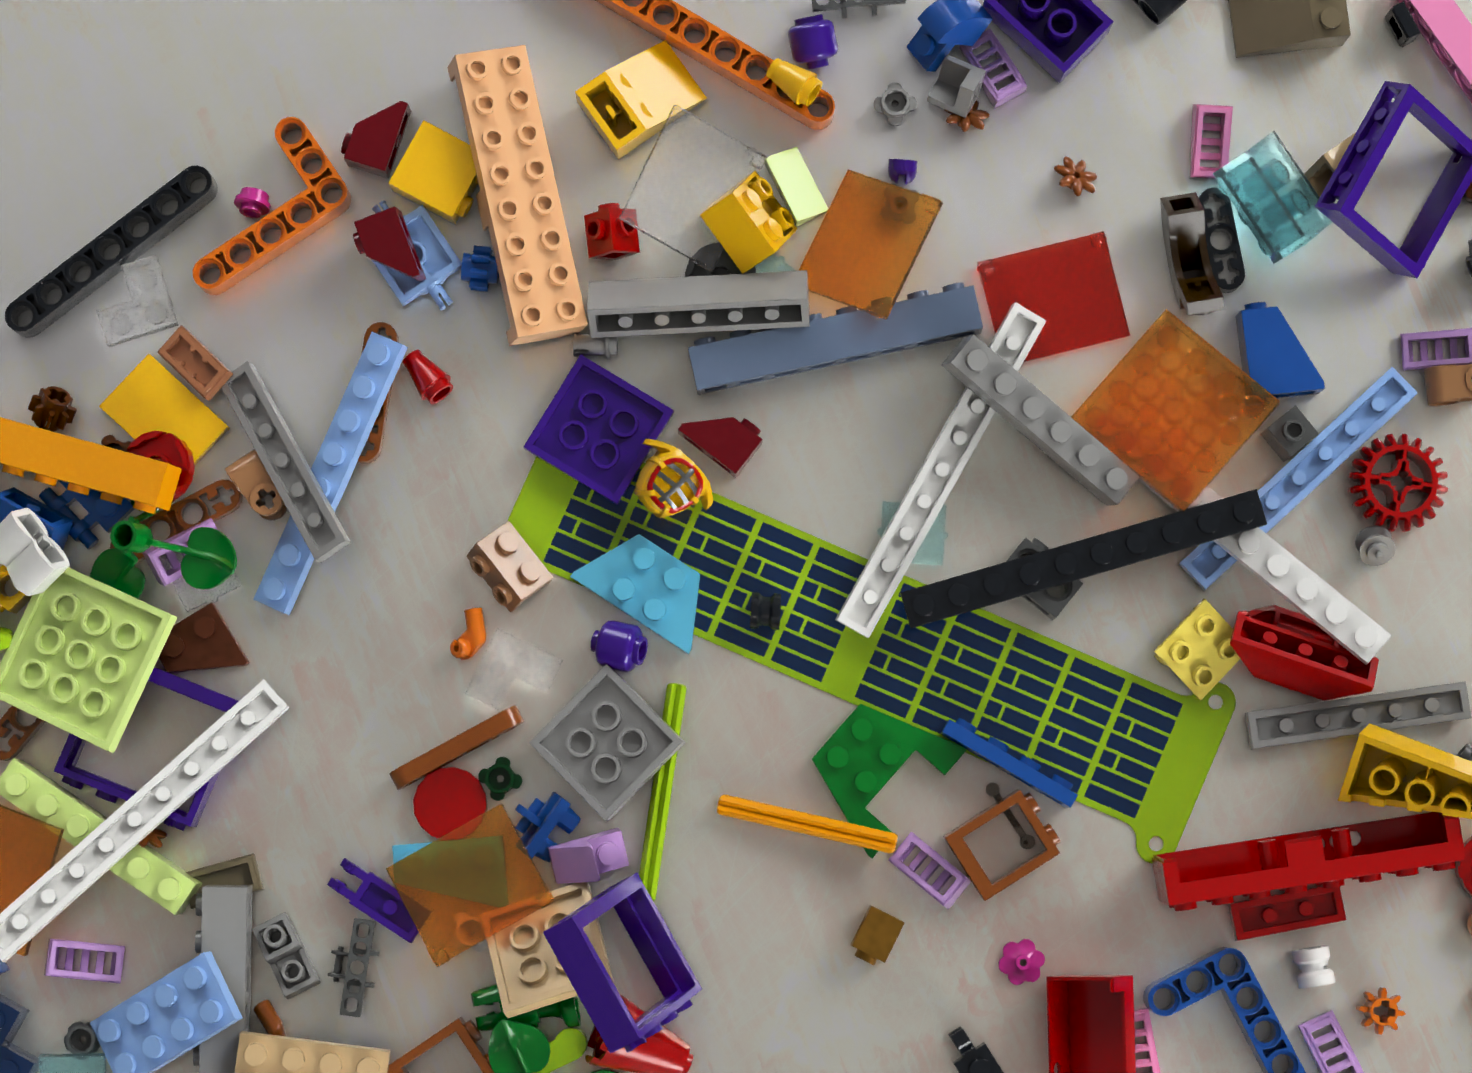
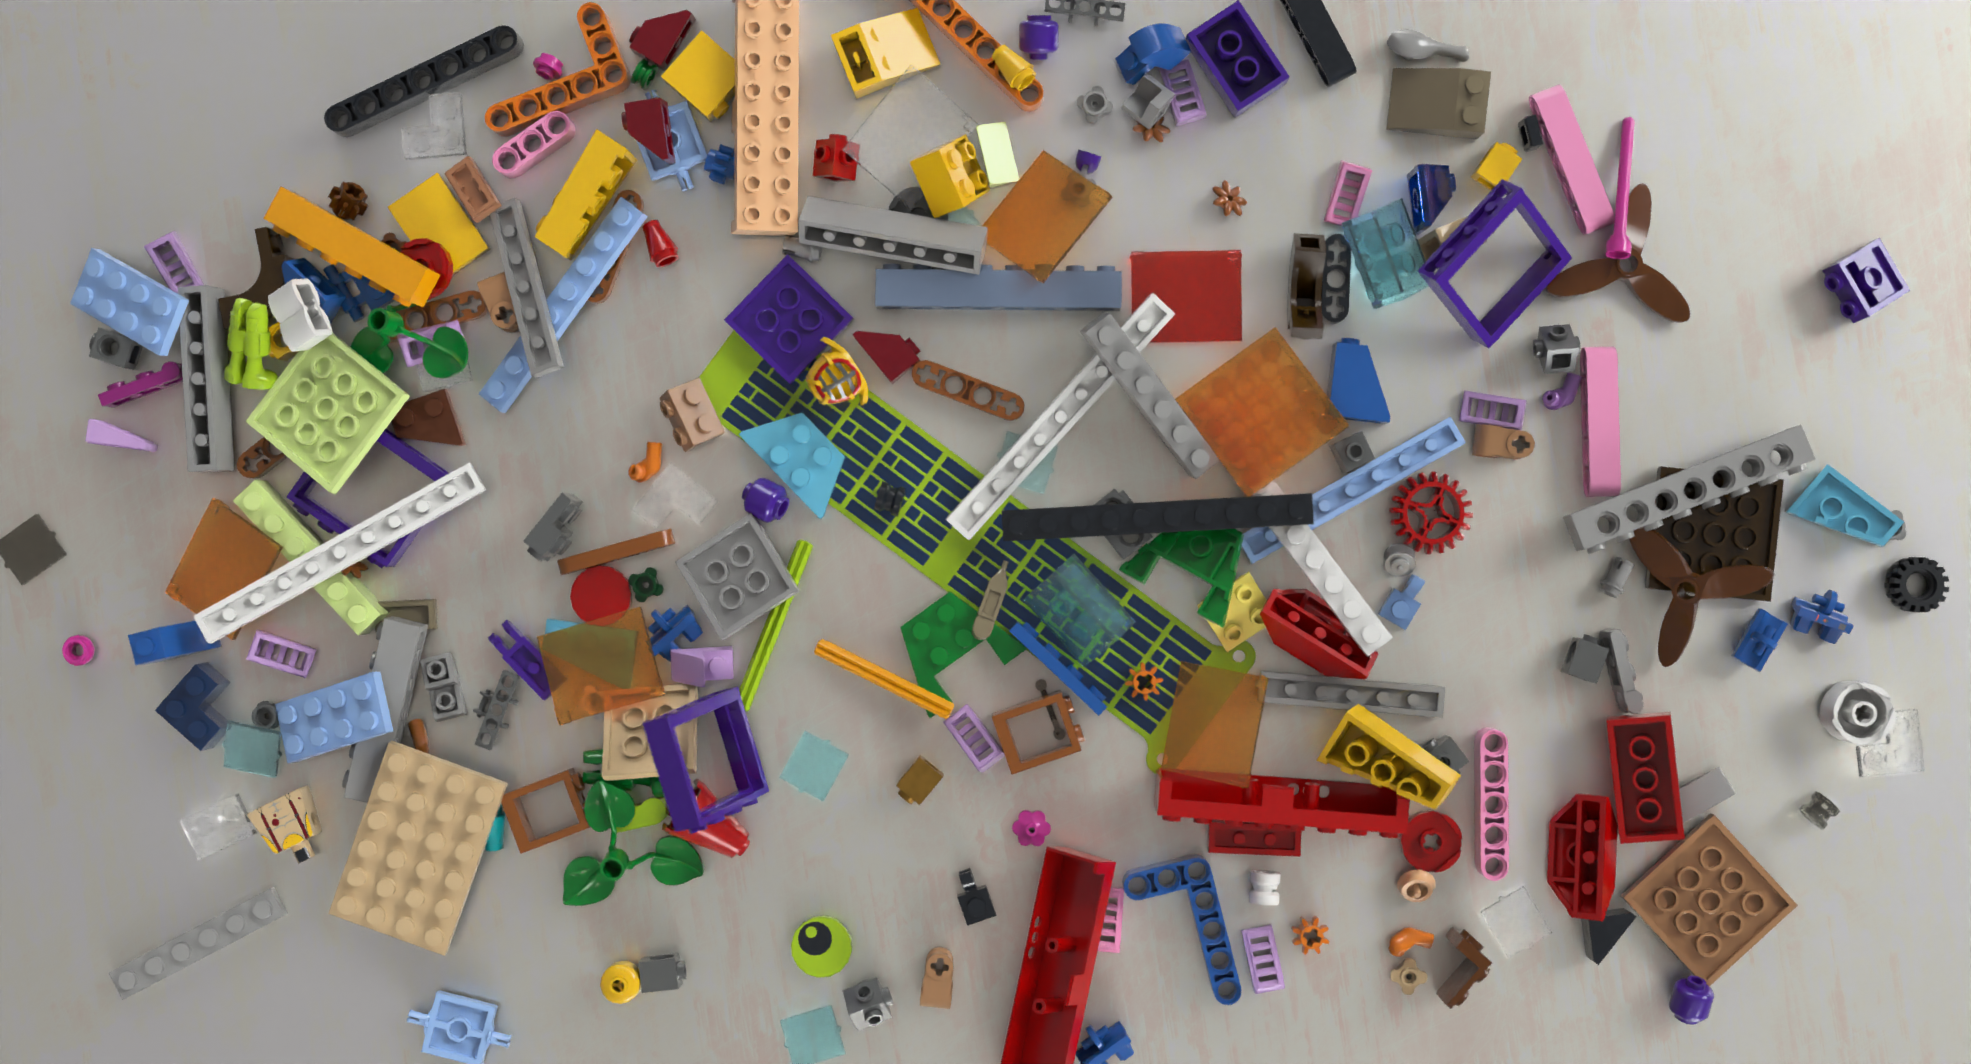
camera: 15 degrees right, 5 degrees up
(259, 277) = (519, 144): none -> bright pink beam
(329, 339) = (585, 194): none -> yellow wedge
(366, 186) = (644, 74): none -> green bush
(375, 745) = (550, 534): none -> dark grey plate
(747, 947) = (814, 766): none -> clear light blue piece
(825, 470) = (966, 395): none -> dark orange beam
(912, 707) = (990, 604): none -> dark tan piece
(1017, 690) = (1079, 610): none -> clear light blue slope
(1103, 759) = (1144, 690): none -> orange gear
(1145, 590) = (1204, 554): none -> green wing
(1208, 786) = (1214, 724): none -> clear orange piece
(1304, 117) = (1429, 192): none -> clear blue slope
(1372, 68) = (1496, 165): none -> yellow brick
(1389, 598) = (1401, 606): none -> medium blue plate

